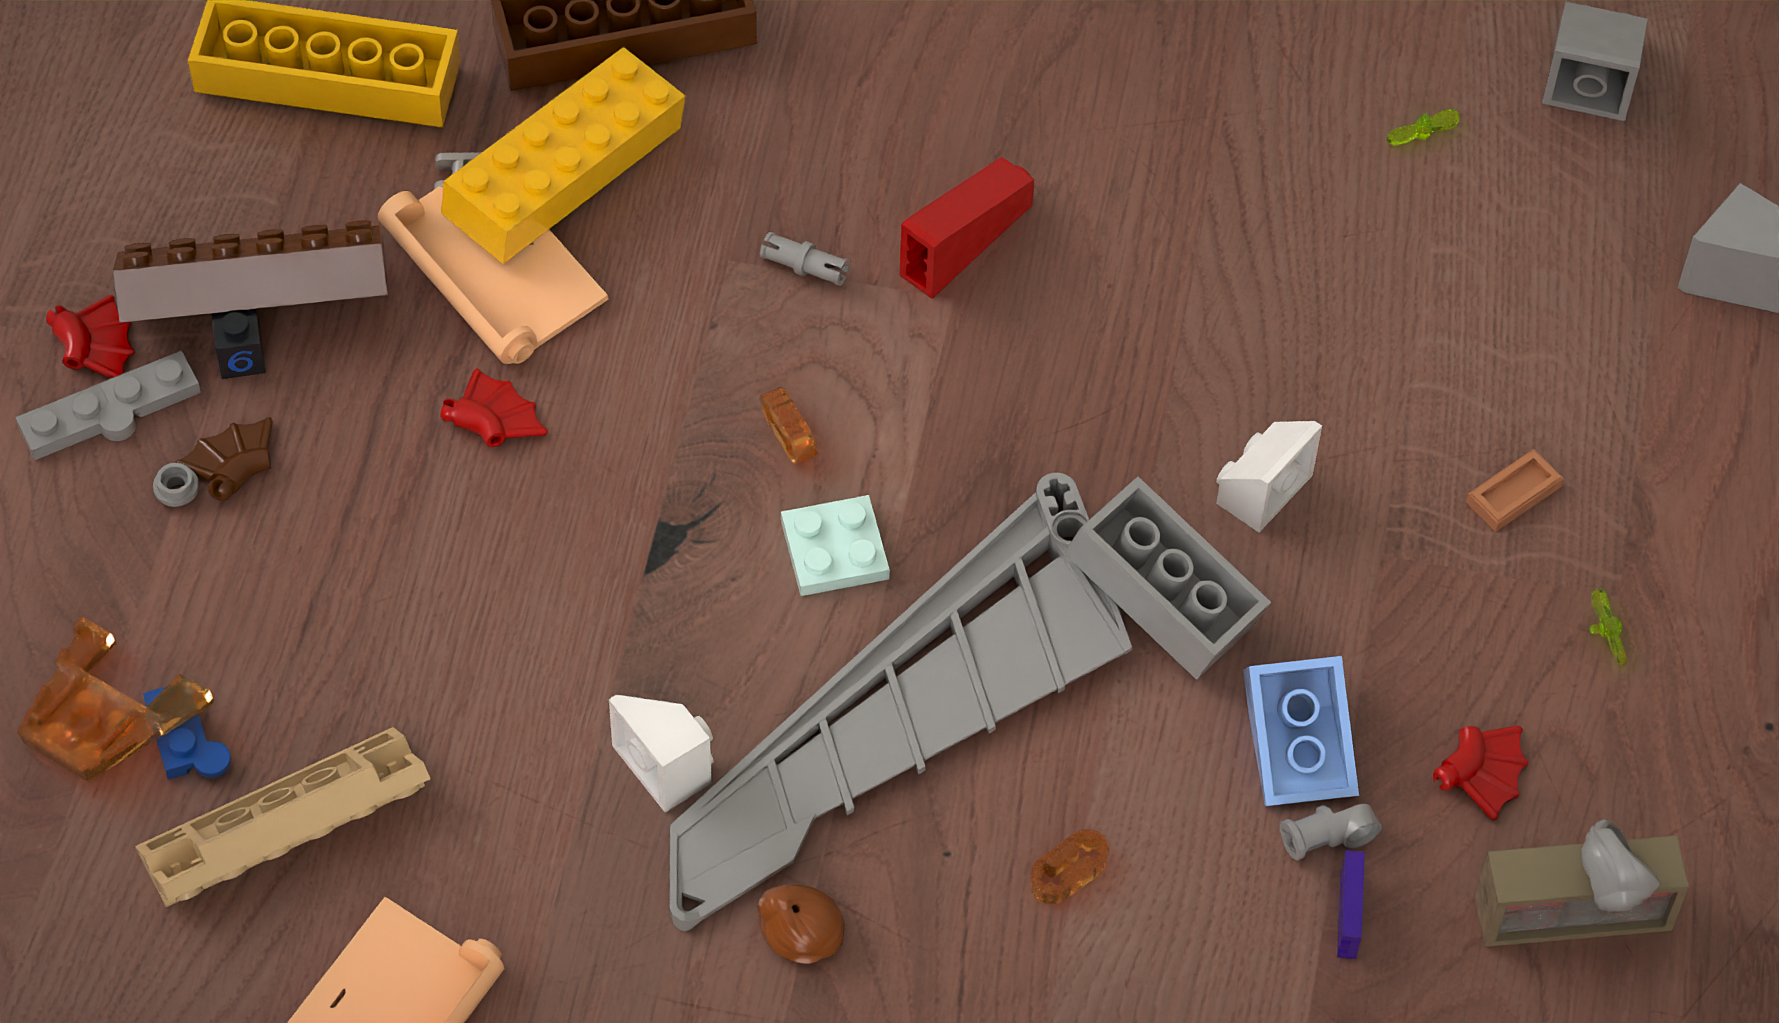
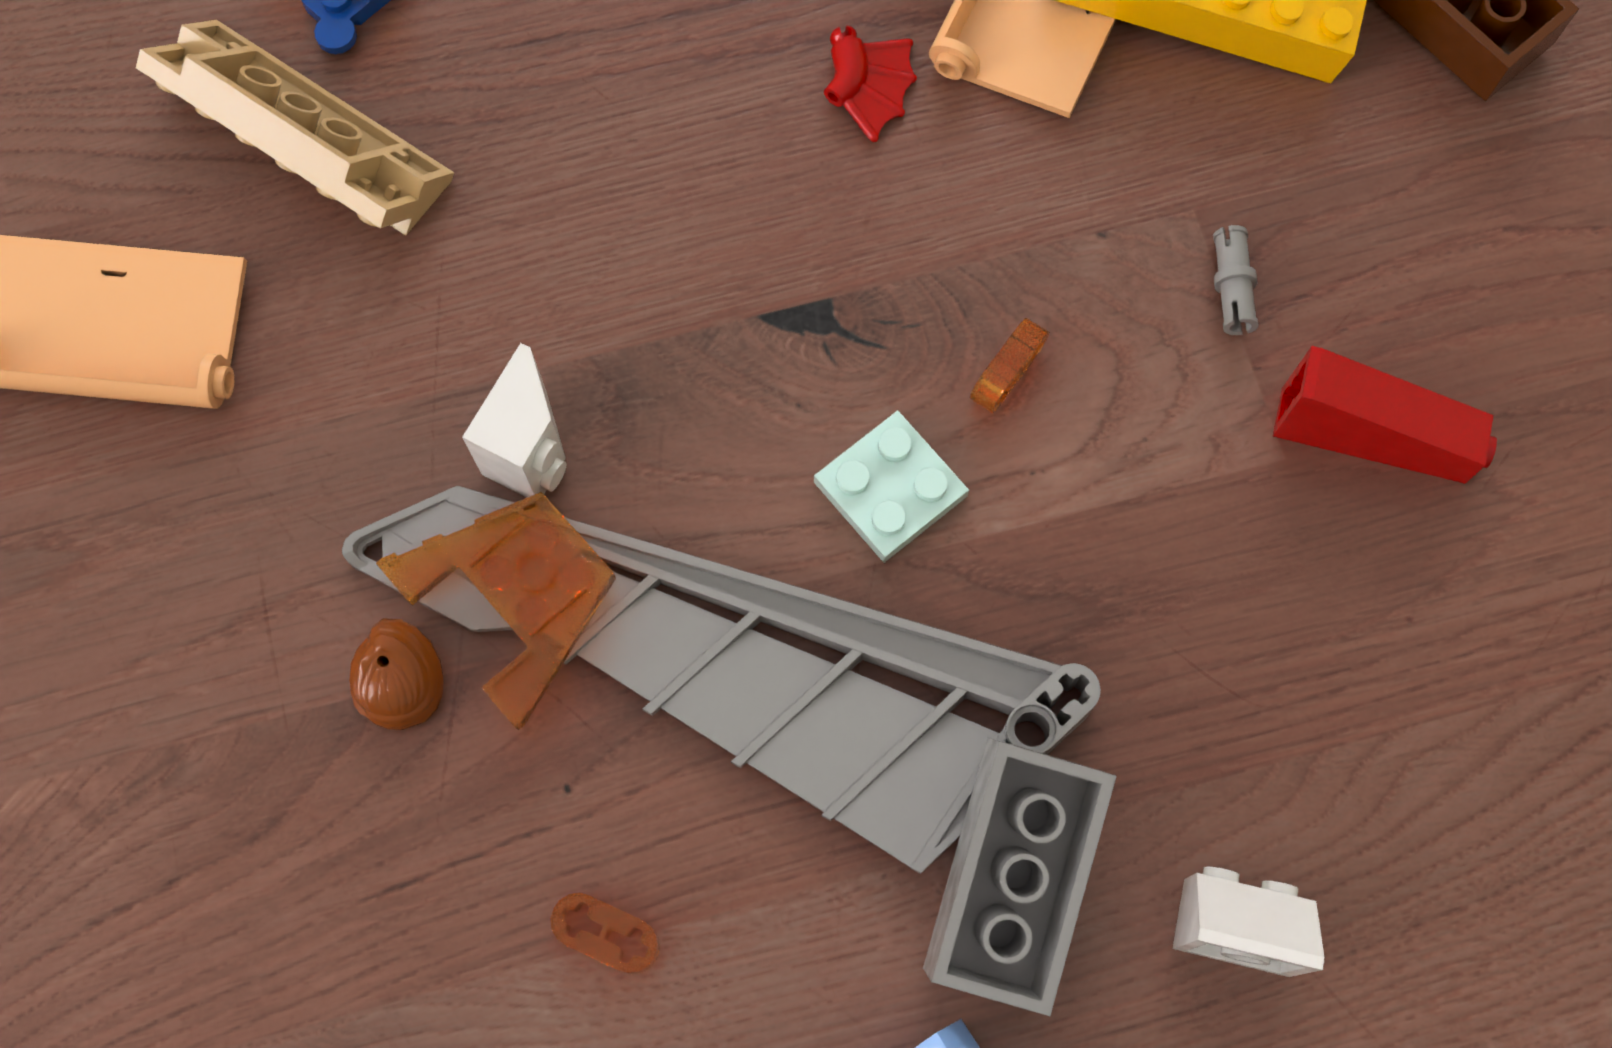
camera: 65 degrees right, 15 degrees up
(781, 791) = (532, 574): none -> clear orange wing

